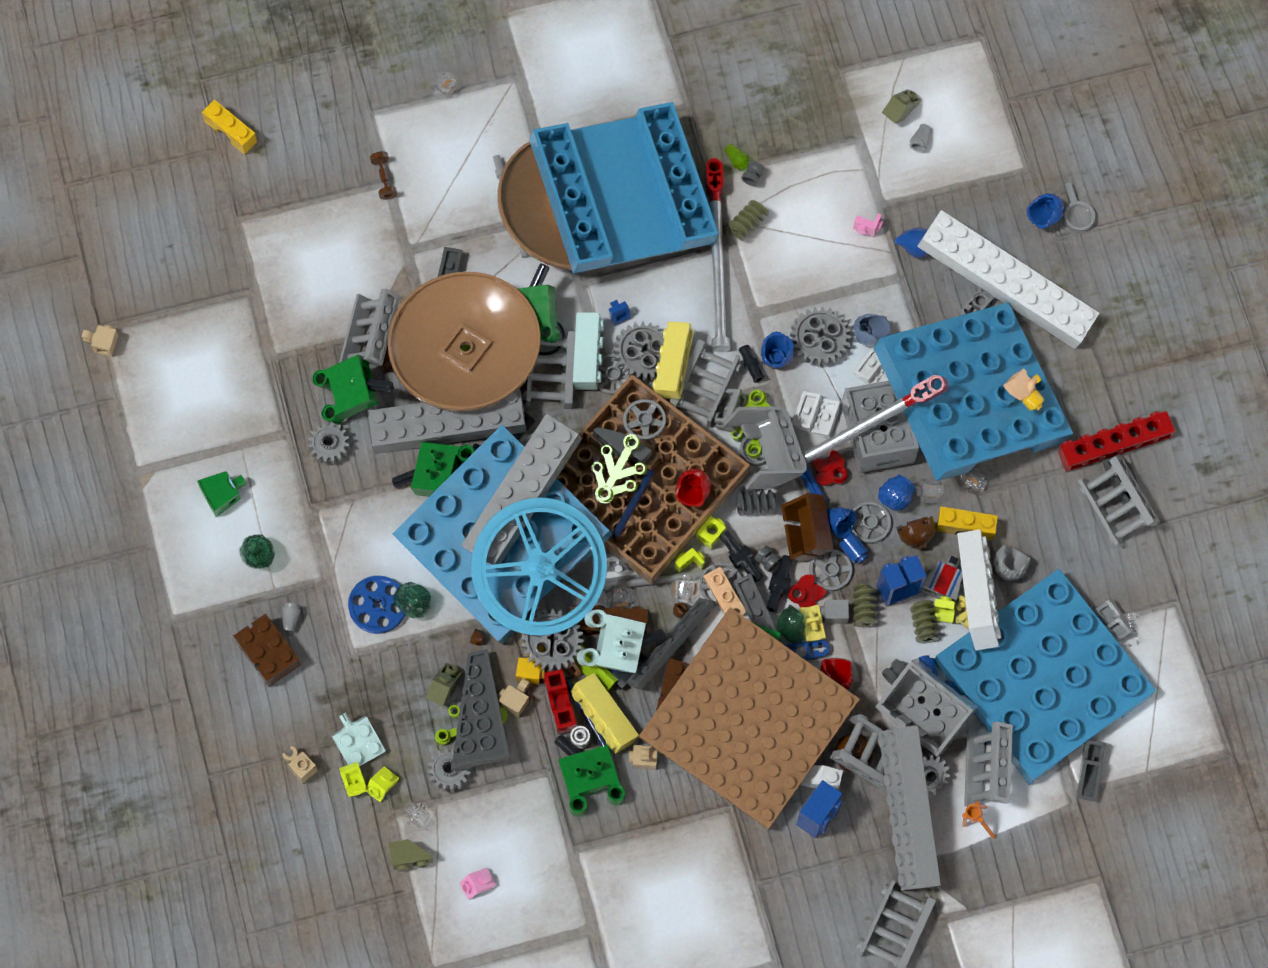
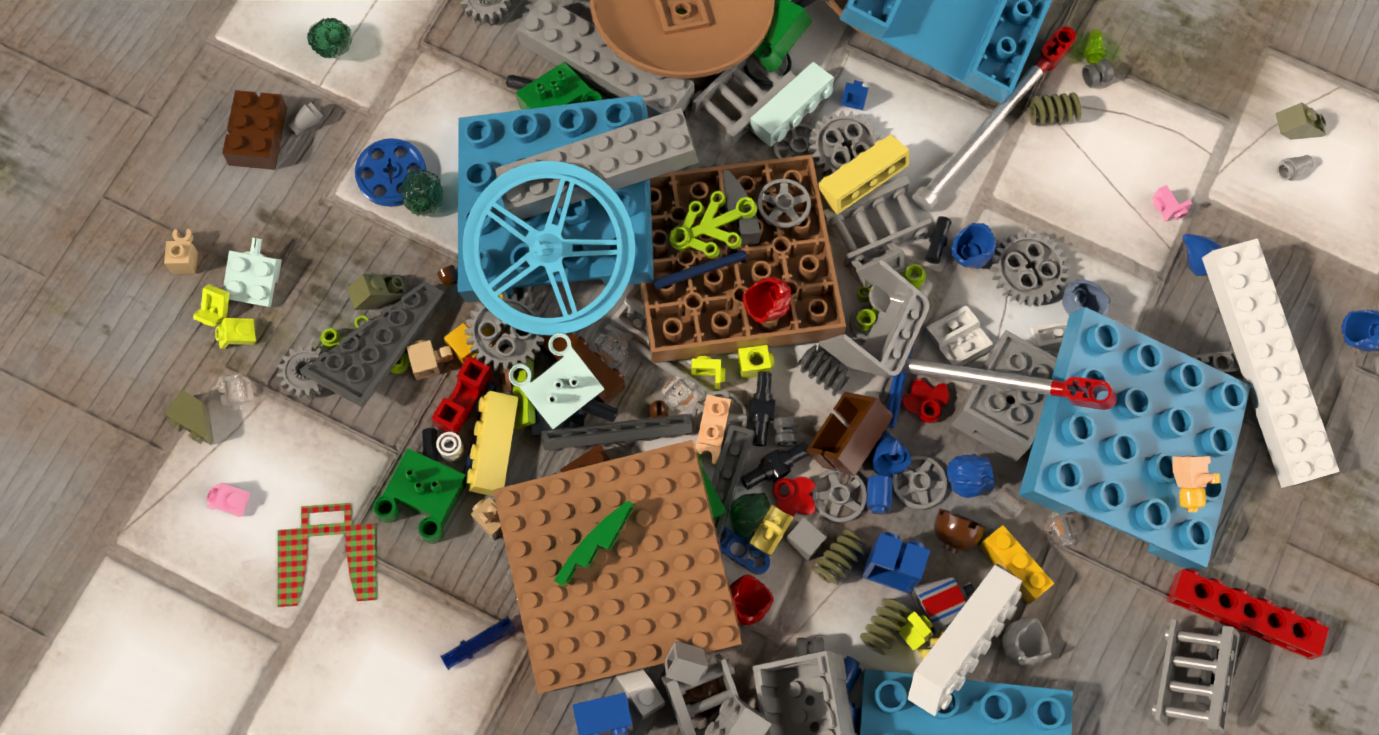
camera: 40 degrees right, 0 degrees up
(545, 879) = (359, 549): none -> piece
(701, 841) = (477, 643): none -> clear blue pin
(730, 704) = (602, 535): none -> green slope
(839, 736) = (685, 663): none -> light grey brick

